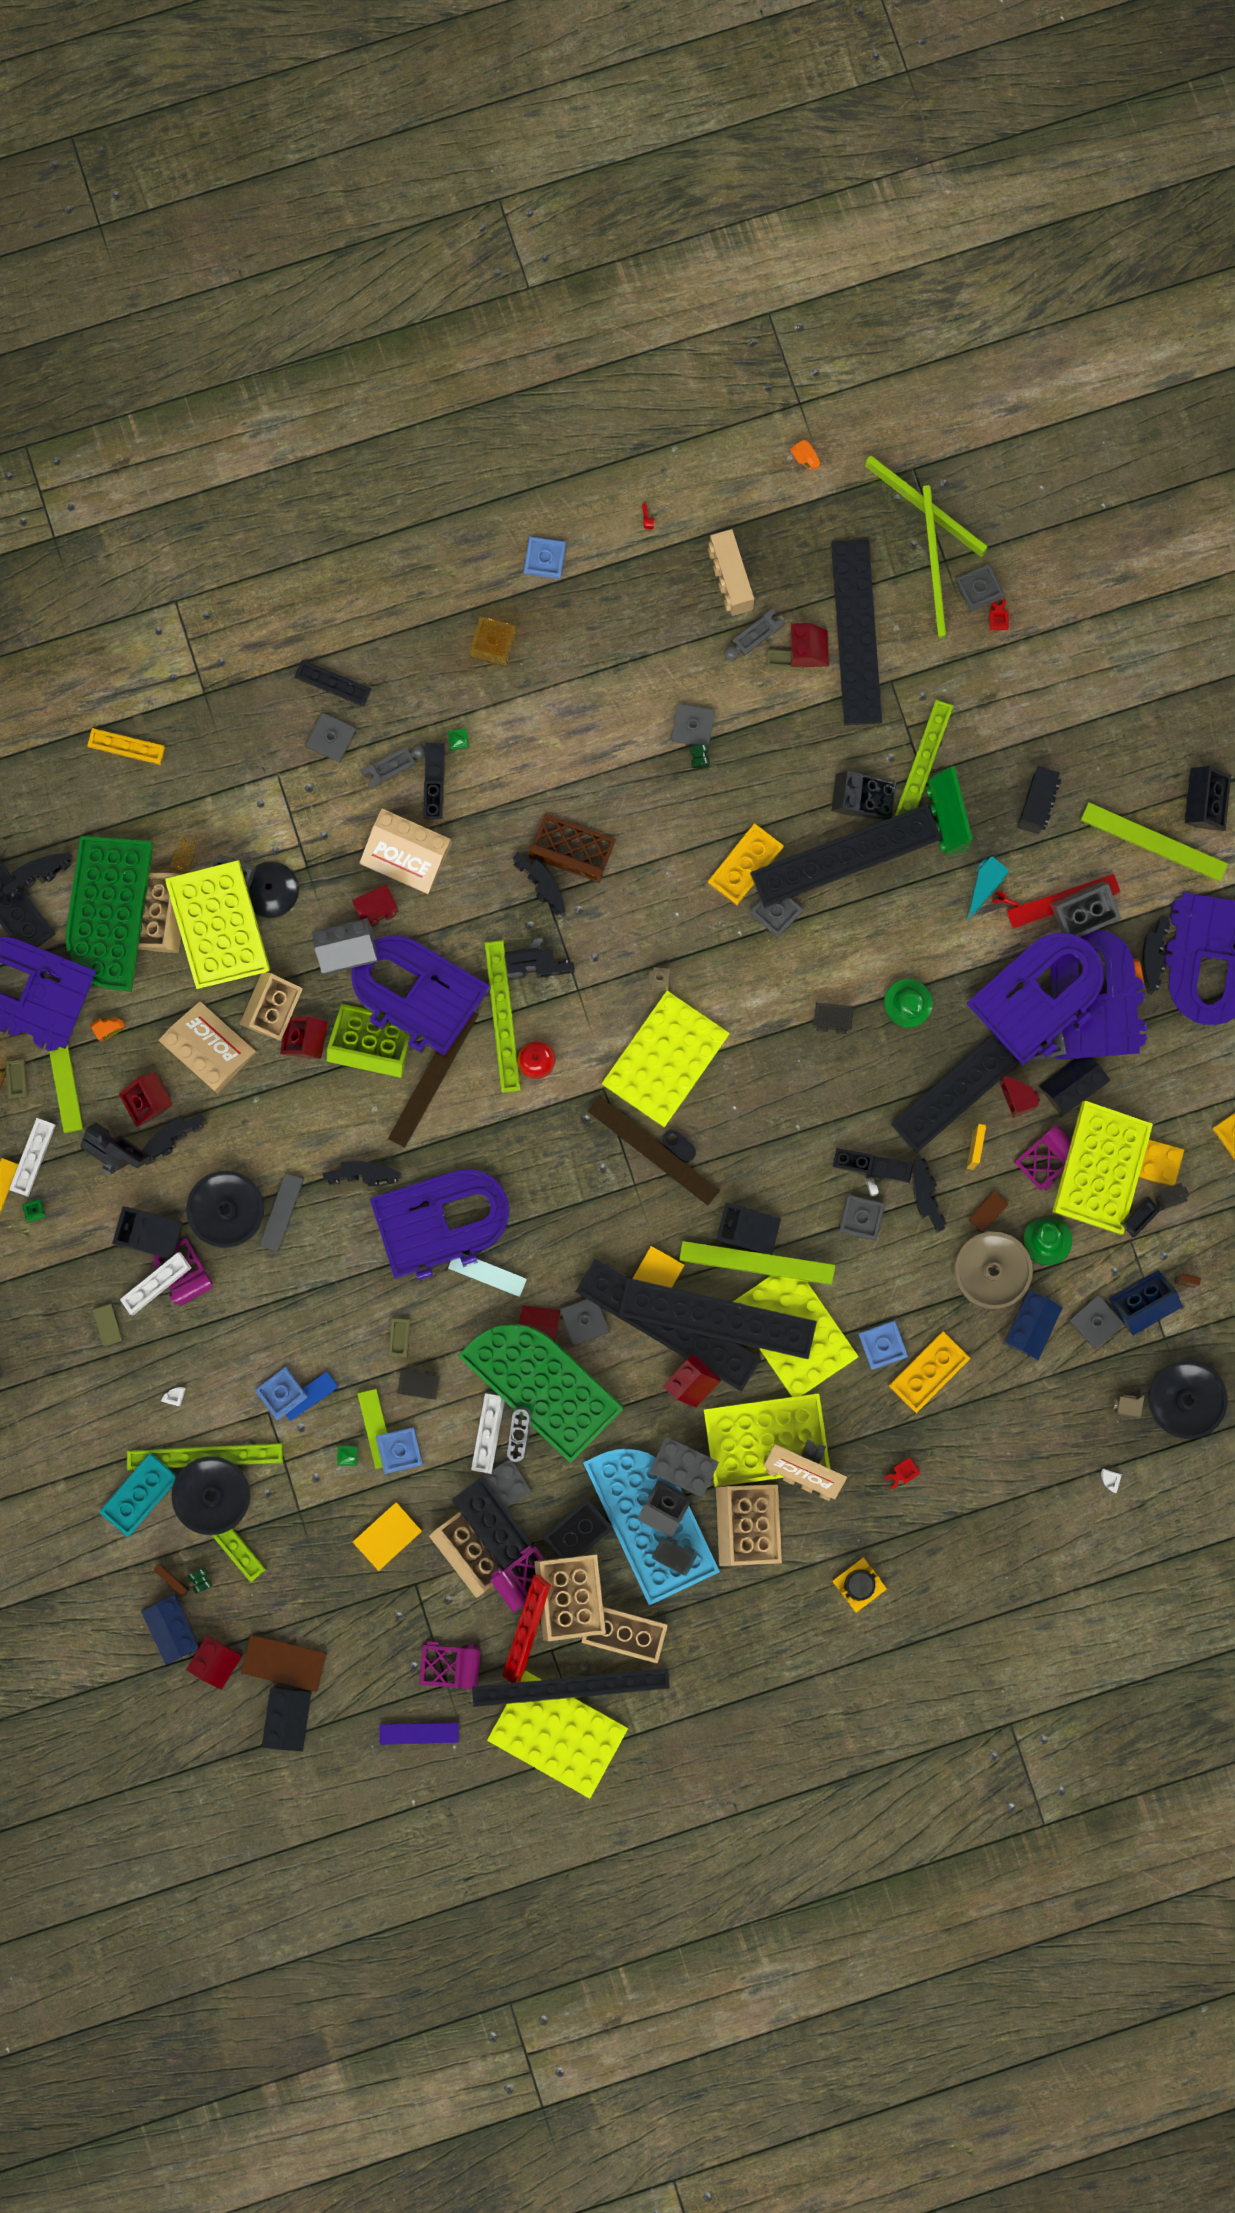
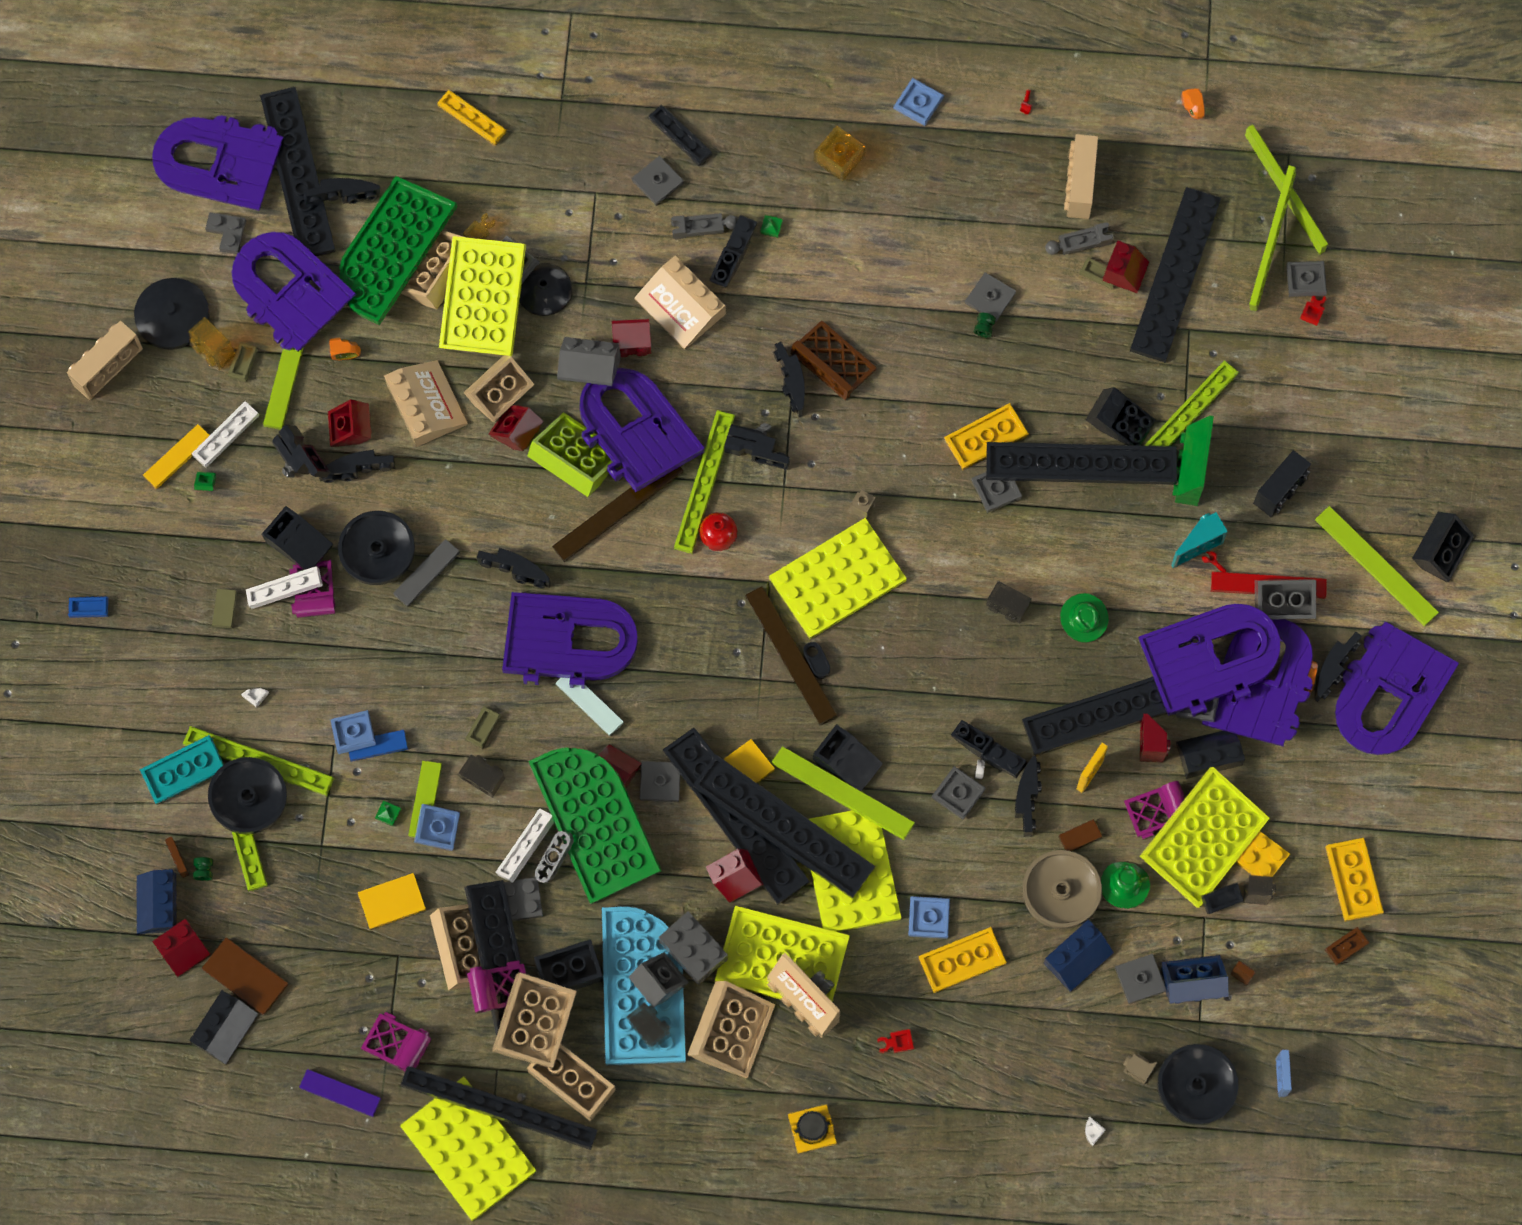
camera: 20 degrees right, 10 degrees down
(526, 1629) = (481, 1032): red tile -> none

